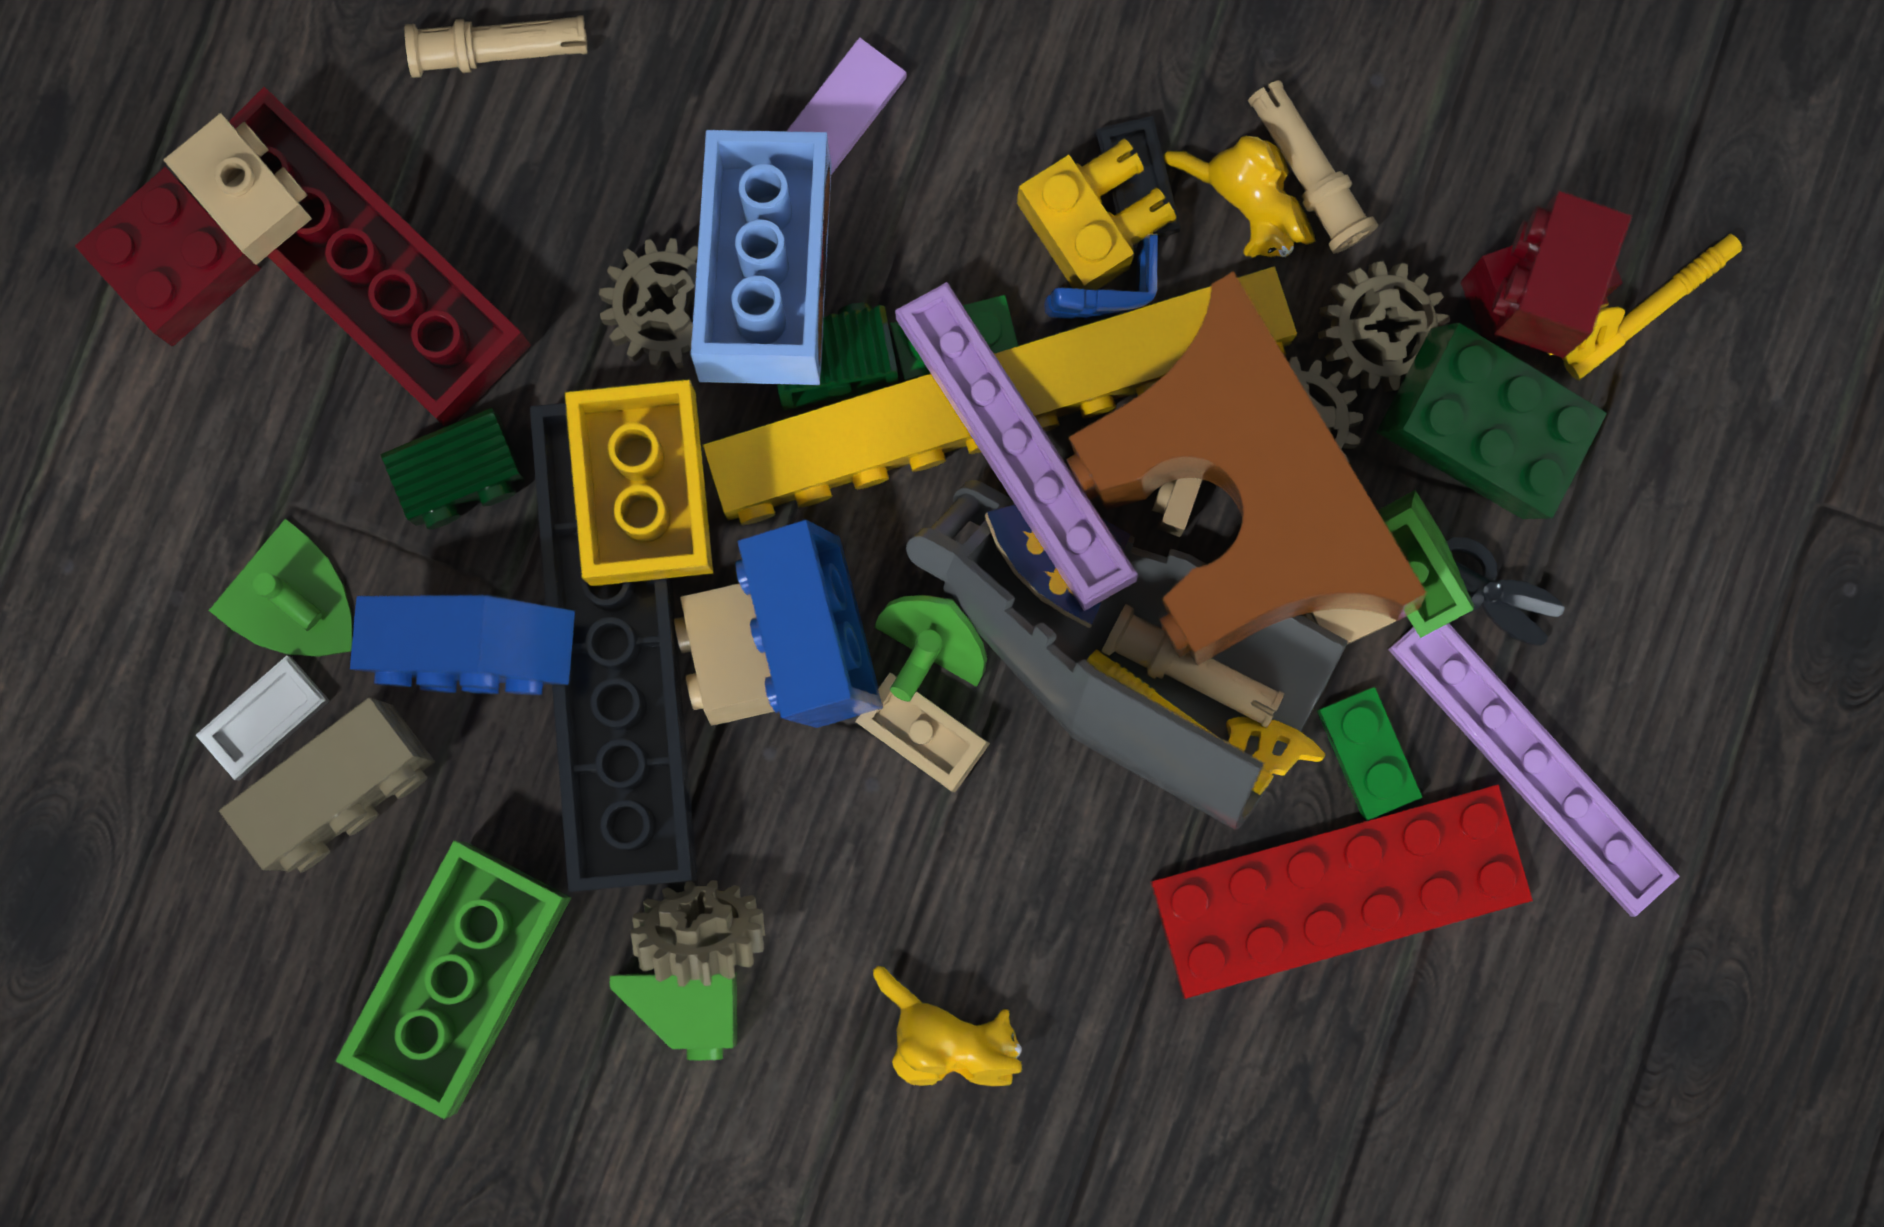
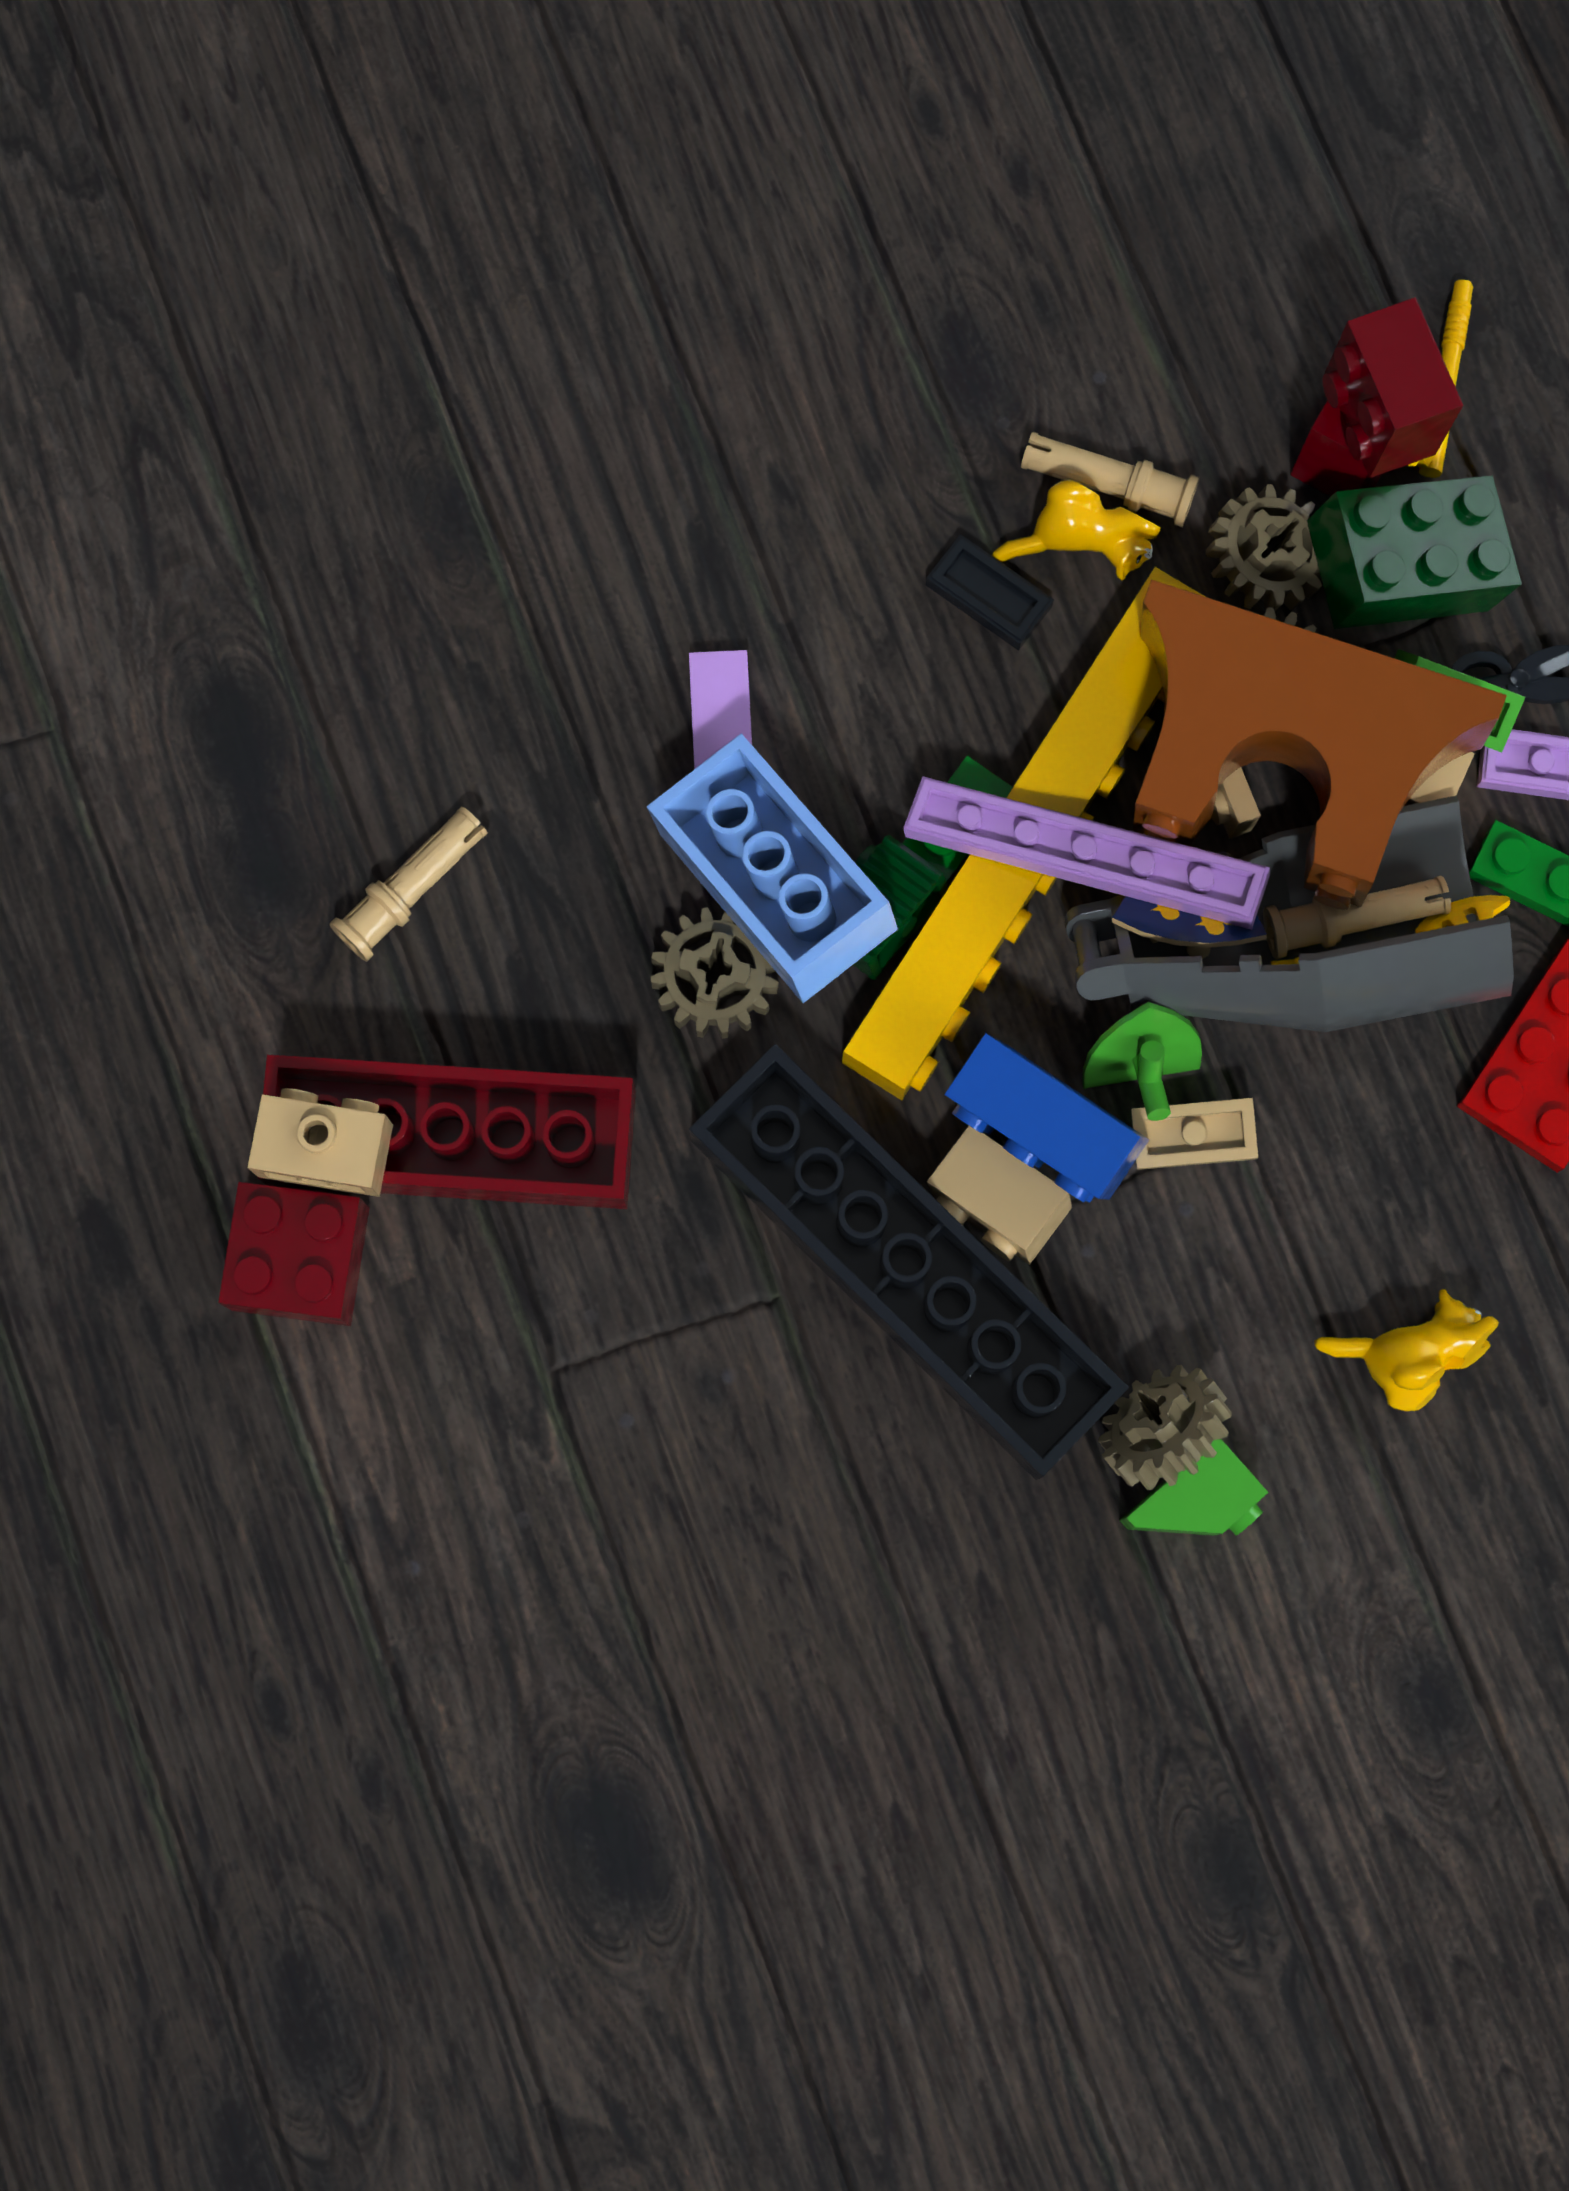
camera: 40 degrees left, 5 degrees down
(262, 718) = (674, 1554): white tile -> none
(289, 599) = (613, 1445): bright green shield -> none
(328, 788) = (785, 1556): dark tan brick -> none
(453, 979) = (1008, 1625): bright green brick -> none
(454, 469) = (661, 1233): dark green brick -> none
(462, 641) = (798, 1352): blue brick -> none
(638, 483) = (835, 1110): yellow brick -> none
(1075, 227) = (980, 658): yellow brick -> none
(1104, 304) = (1050, 699): blue piece -> none

